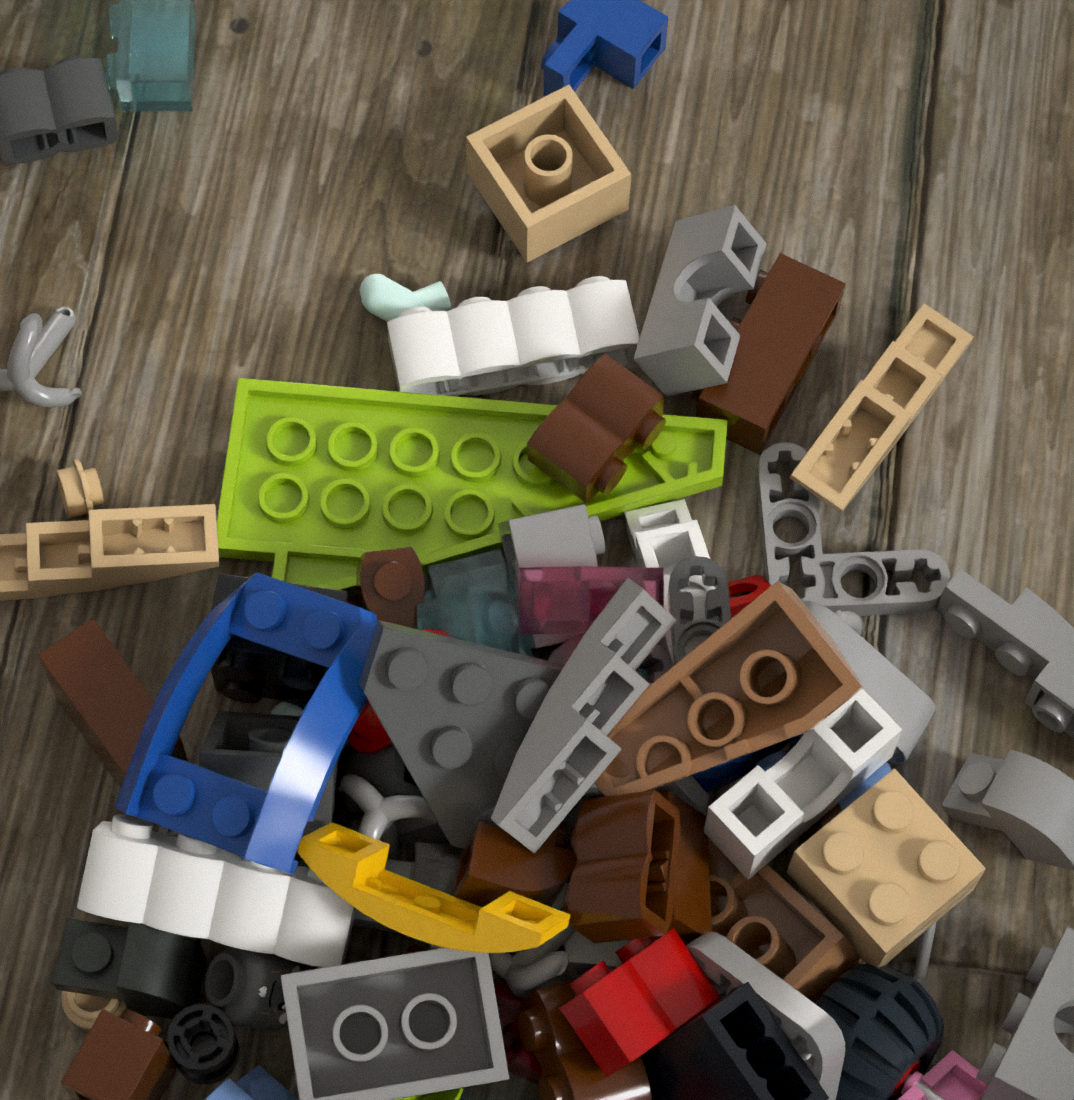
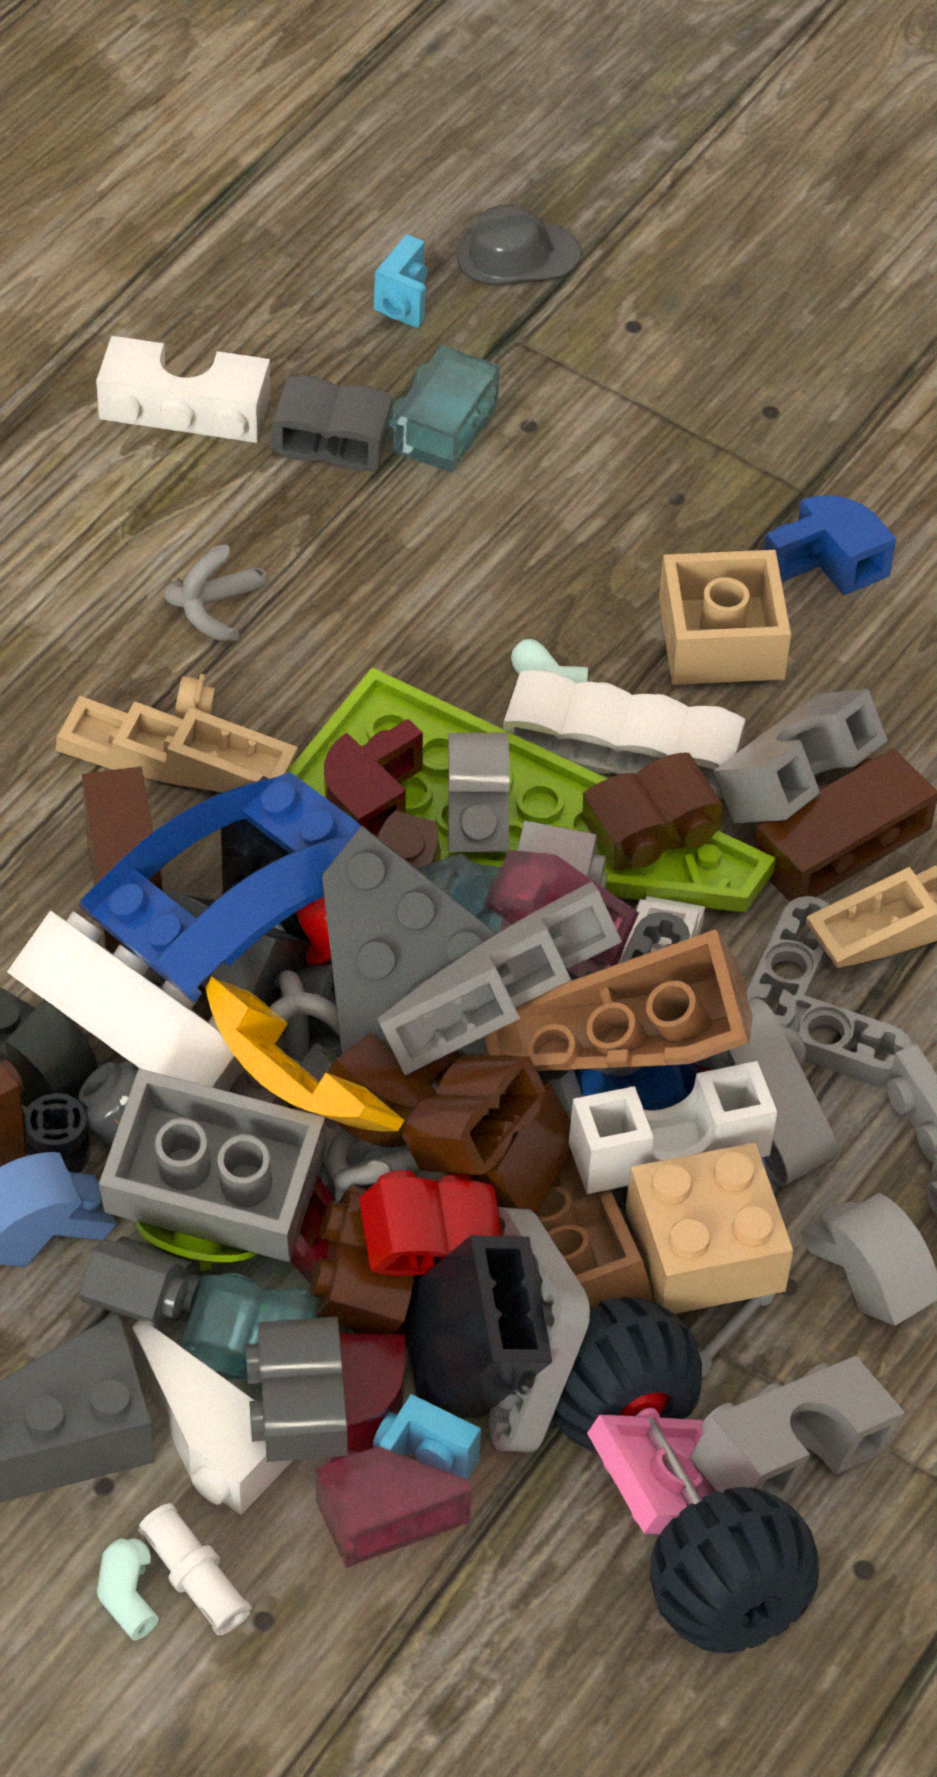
camera: 25 degrees right, 15 degrees down
(302, 530) = (368, 777): none -> dark red brick
(423, 478) = (478, 792): none -> light grey brick

